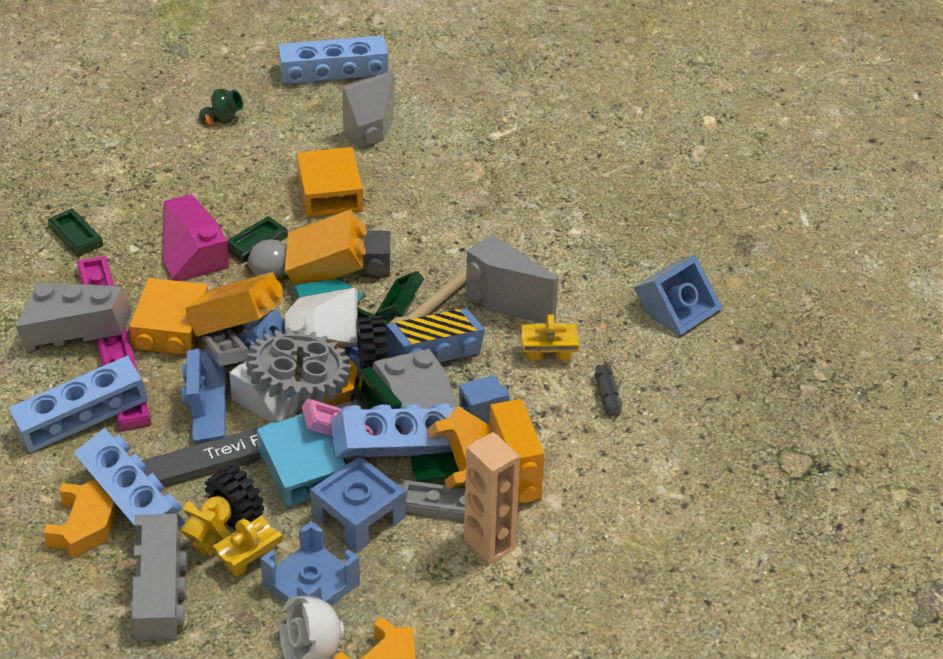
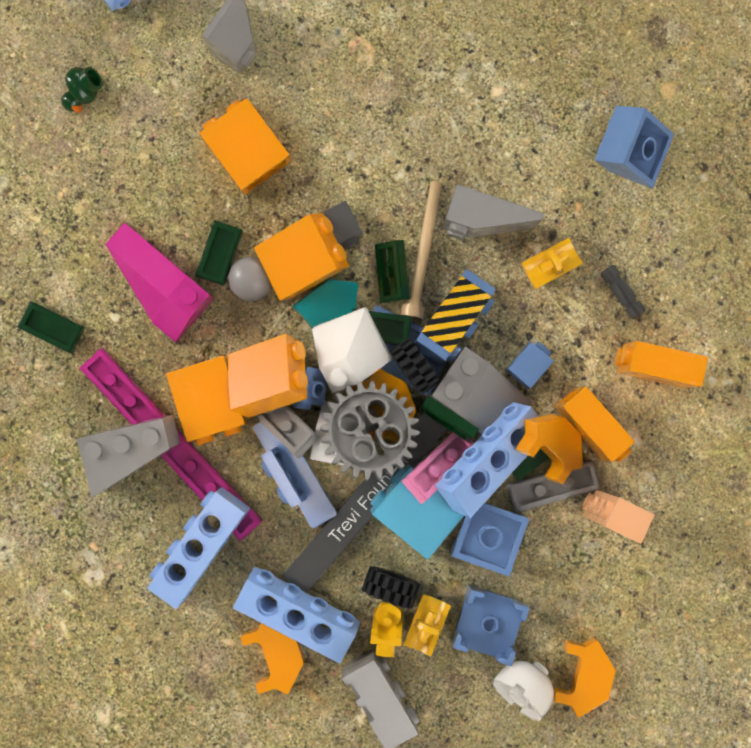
camera: 25 degrees left, 45 degrees up
(610, 434) = (661, 364): none -> light orange brick

